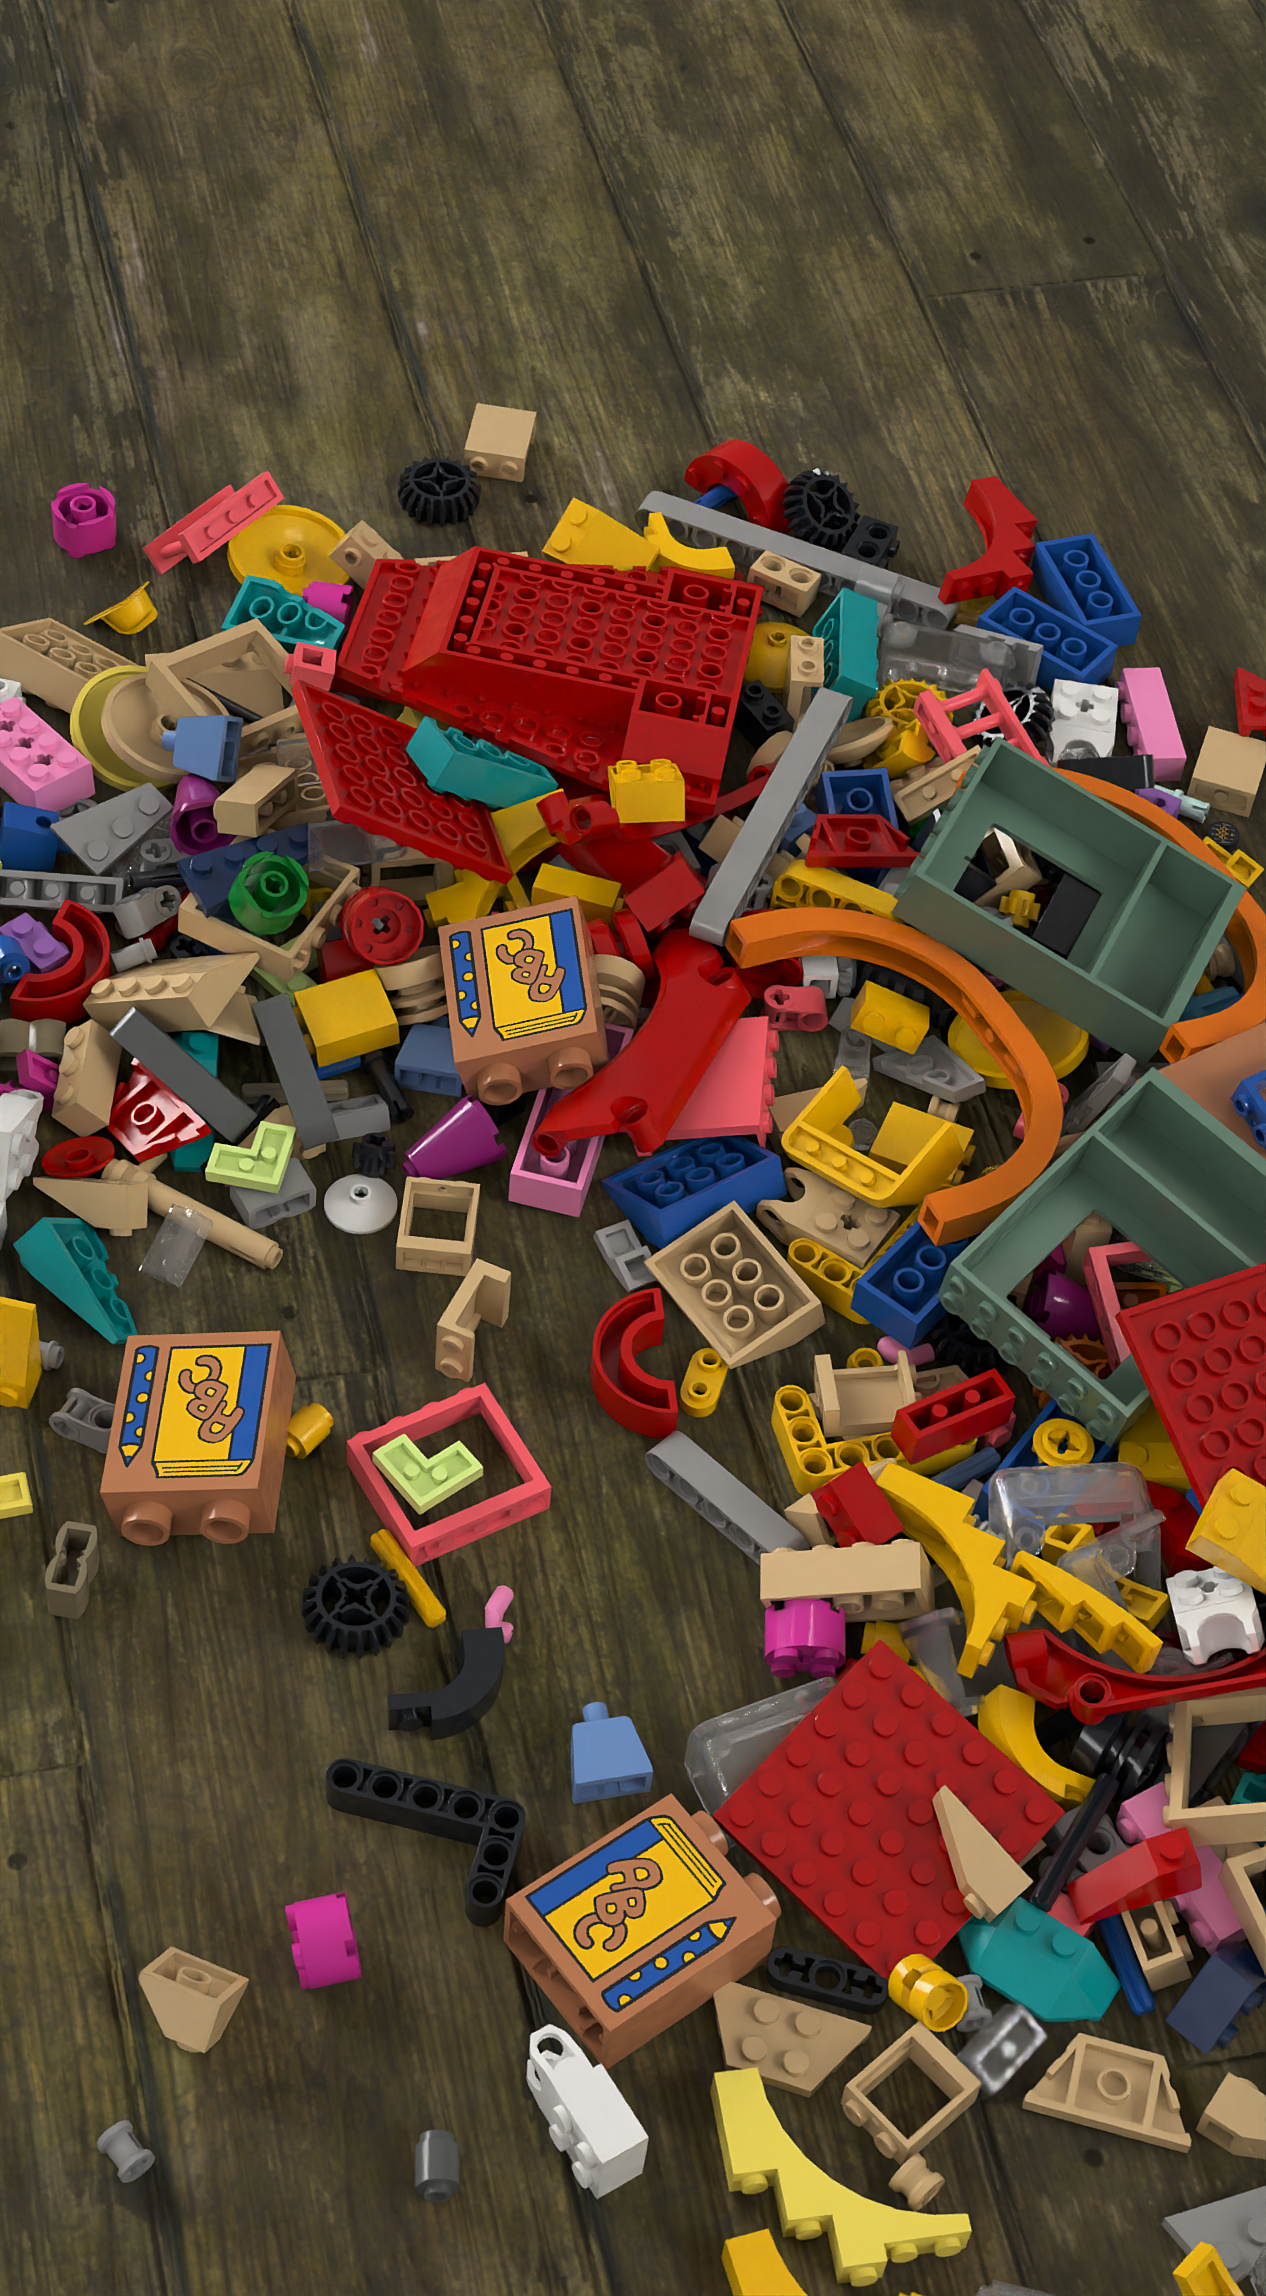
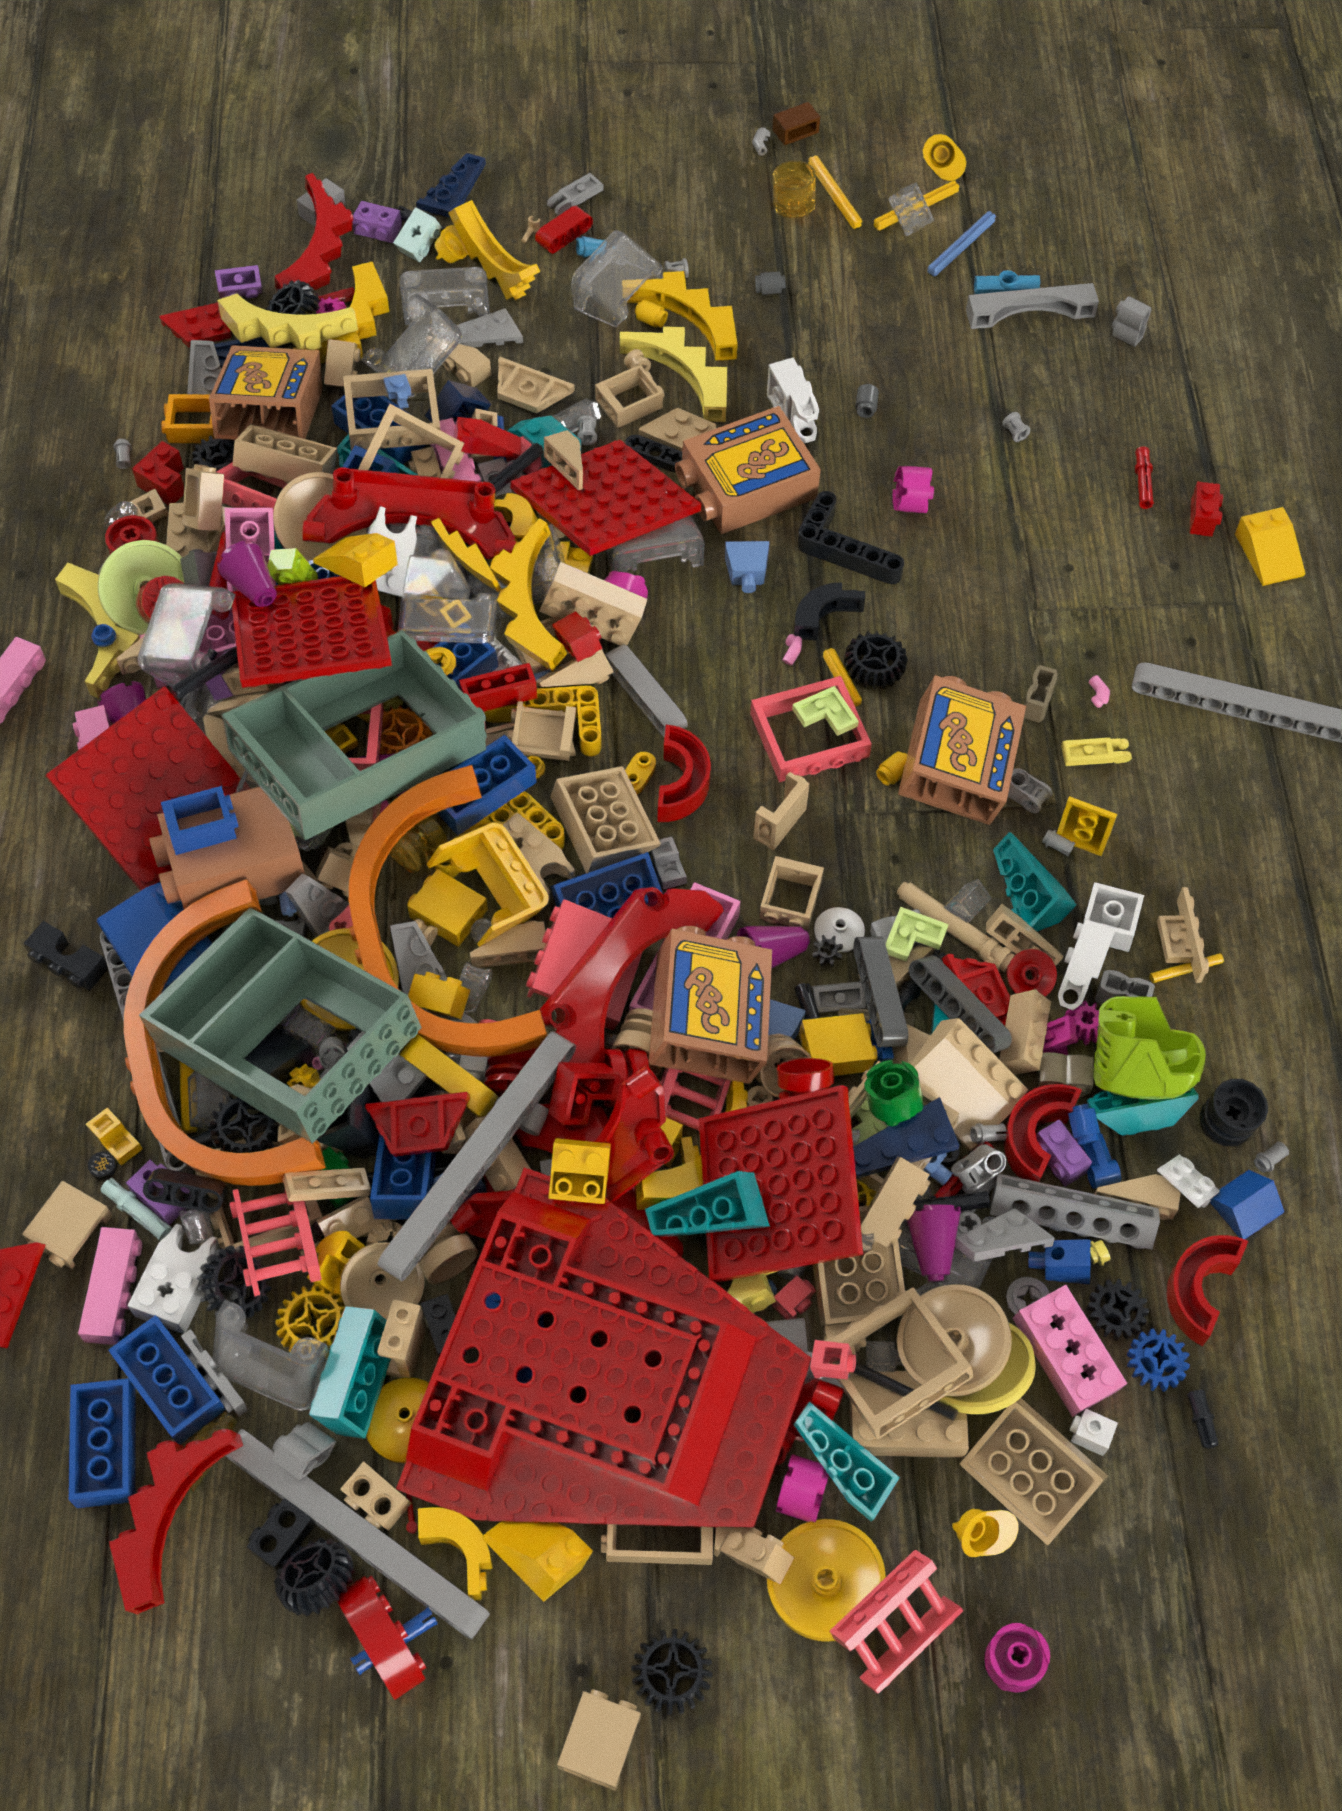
camera: 165 degrees left, 10 degrees up
(191, 1998) = (980, 484): tan slope -> none
(206, 746) = (929, 1282): medium blue torso -> none
(928, 1992) = (608, 426): yellow wheel -> none

